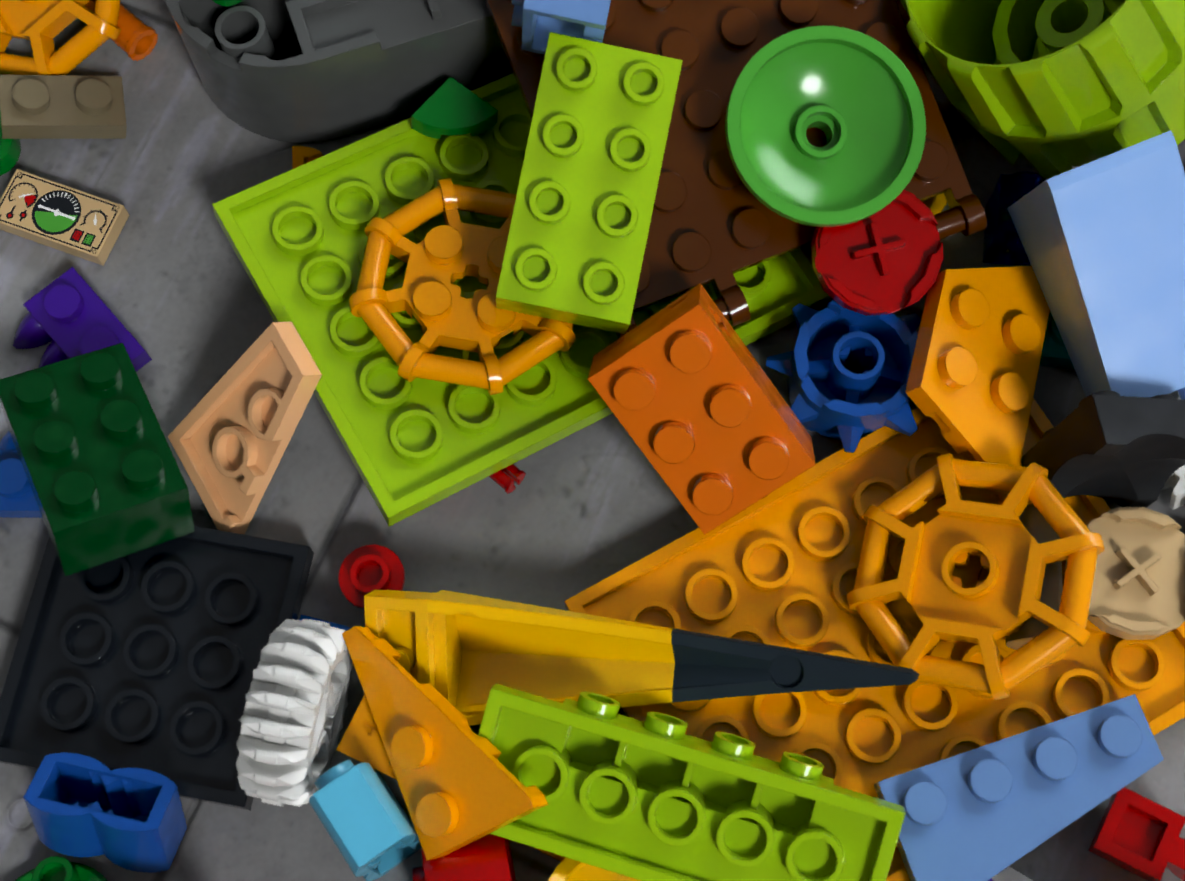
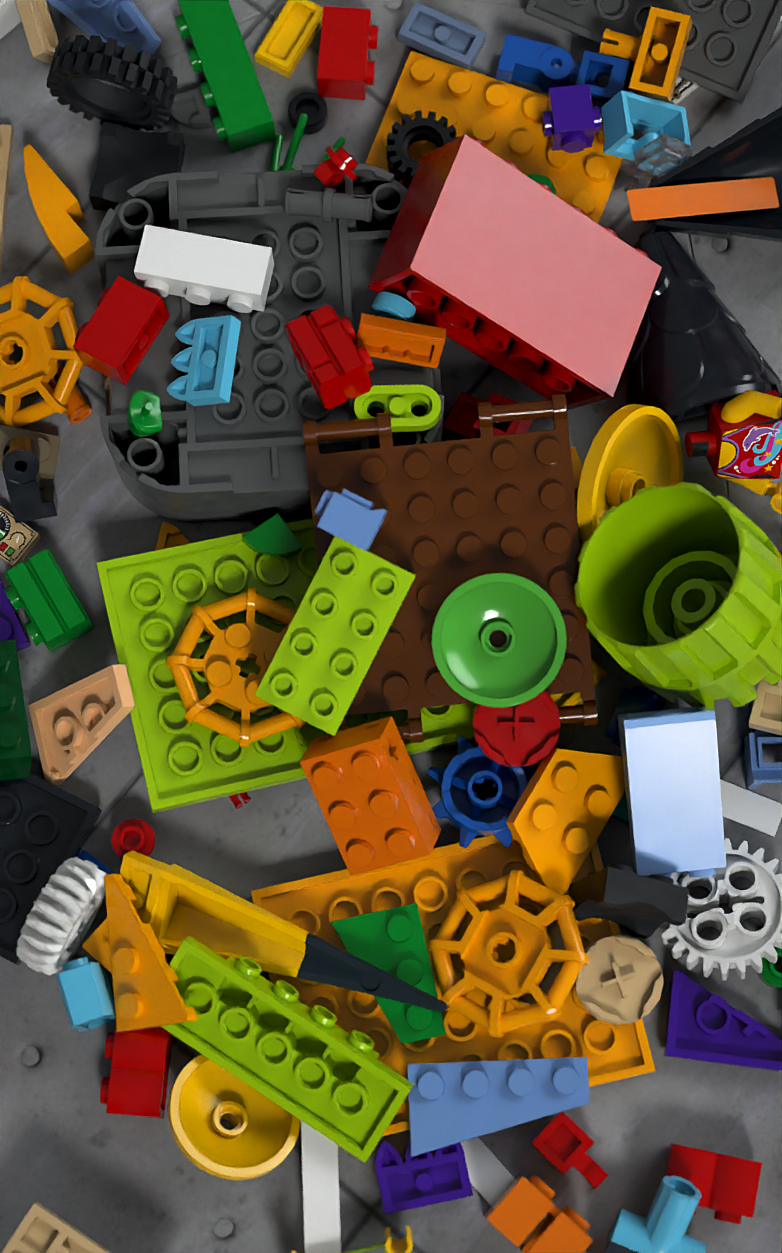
camera: 15 degrees right, 5 degrees up
(73, 116) = (24, 482): none -> black leg
(159, 286) = (48, 601): none -> green brick
(804, 610) = (396, 945): none -> green wing

